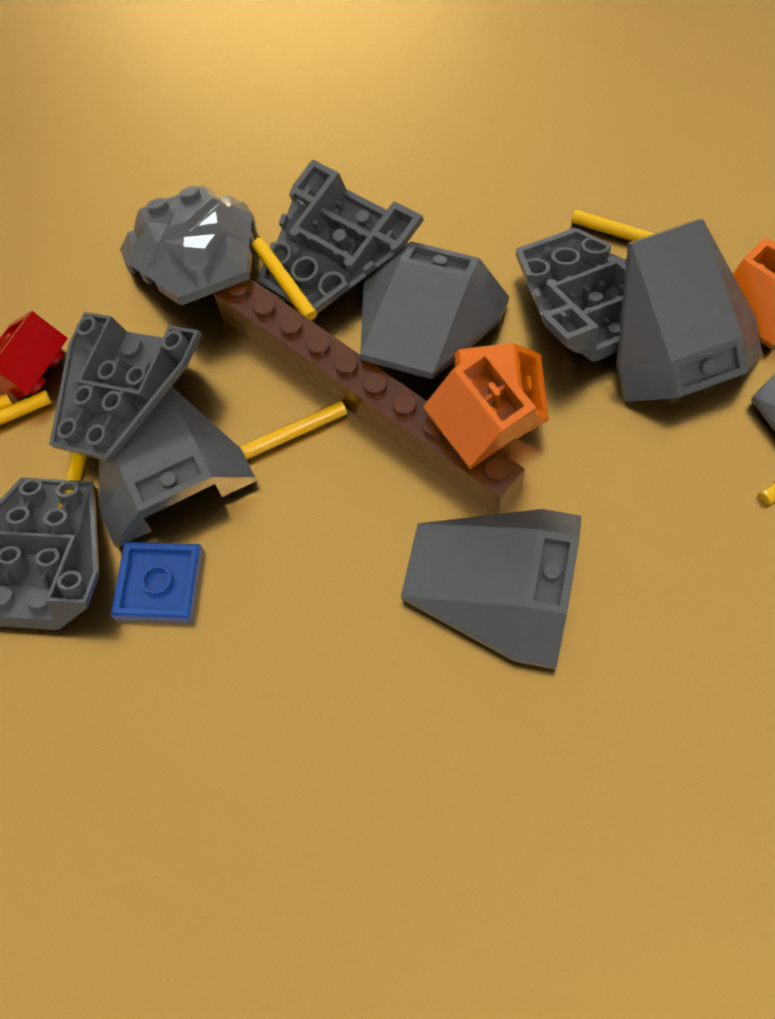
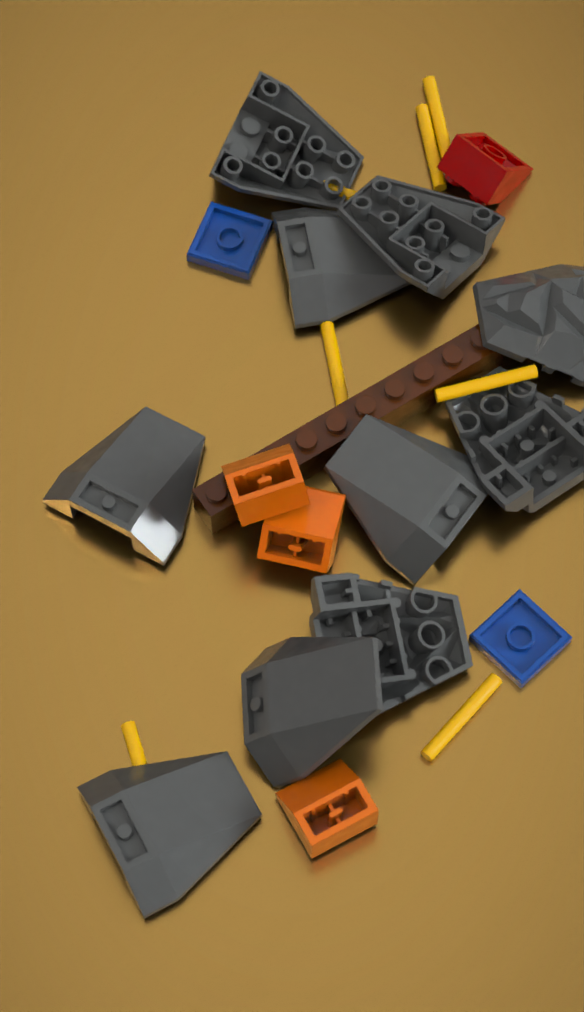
camera: 100 degrees right, 0 degrees up
(527, 208) = (520, 638): none -> blue tile

